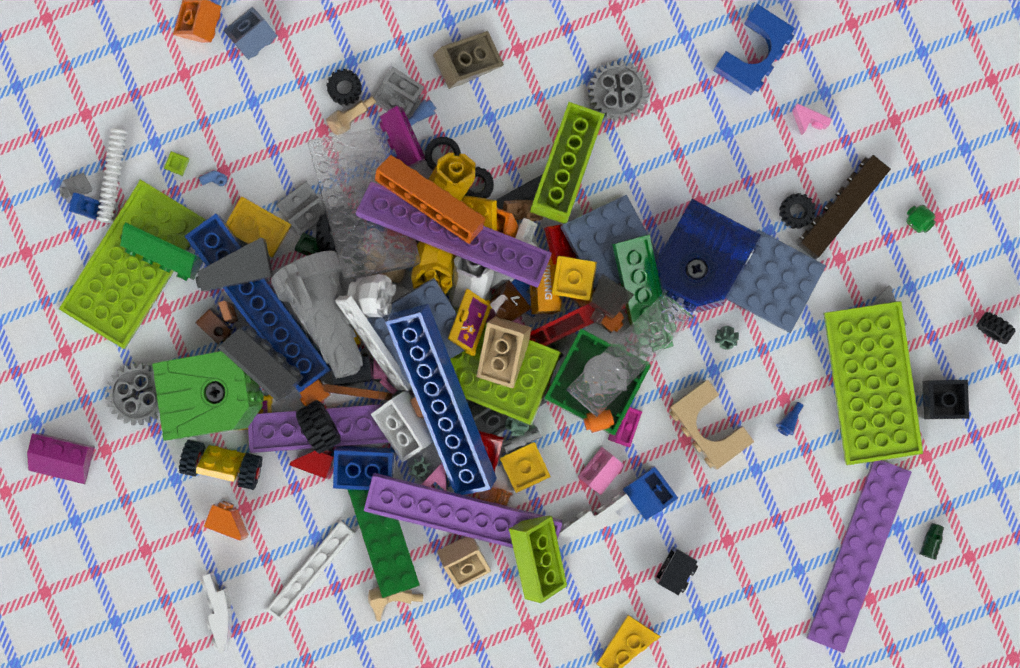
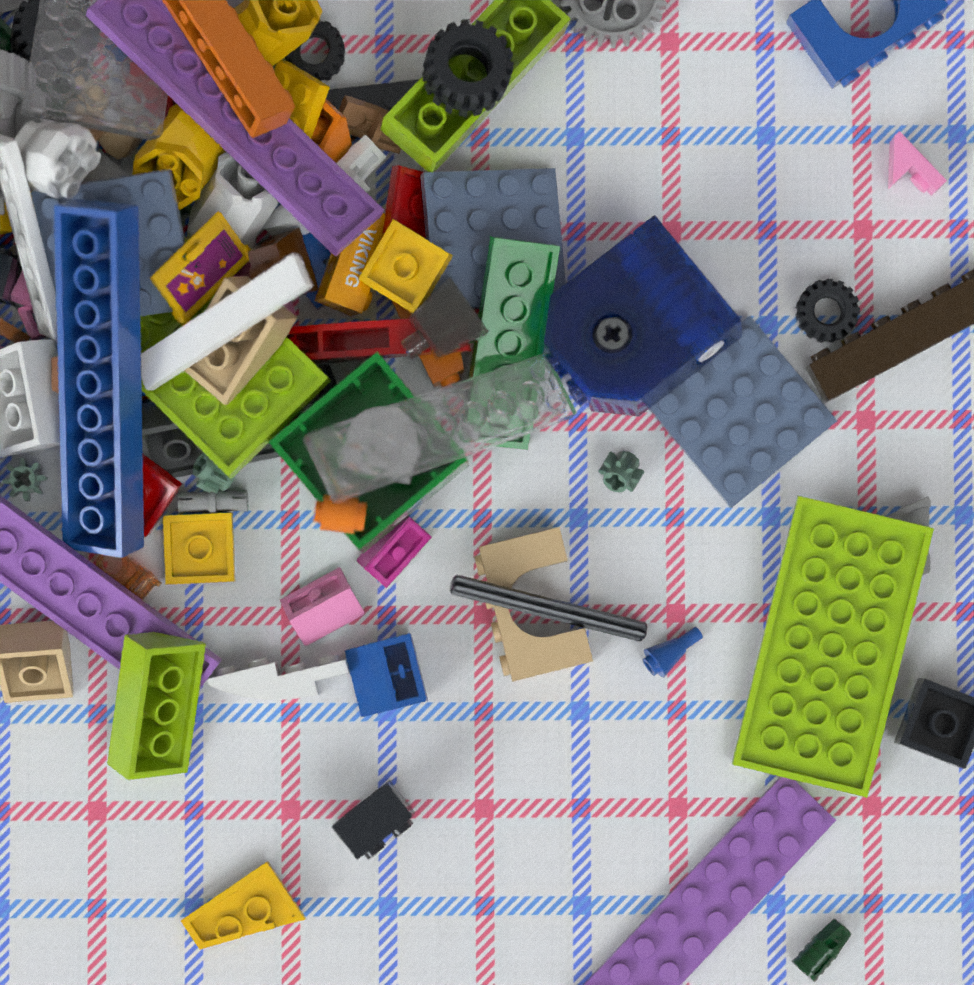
camera: 25 degrees right, 0 degrees up
(438, 476) = (47, 504): bright pink slope -> none
(496, 345) = (224, 321): none -> white tile
(569, 147) = (471, 41): none -> black tyre
(719, 423) = (548, 608): none -> black axle

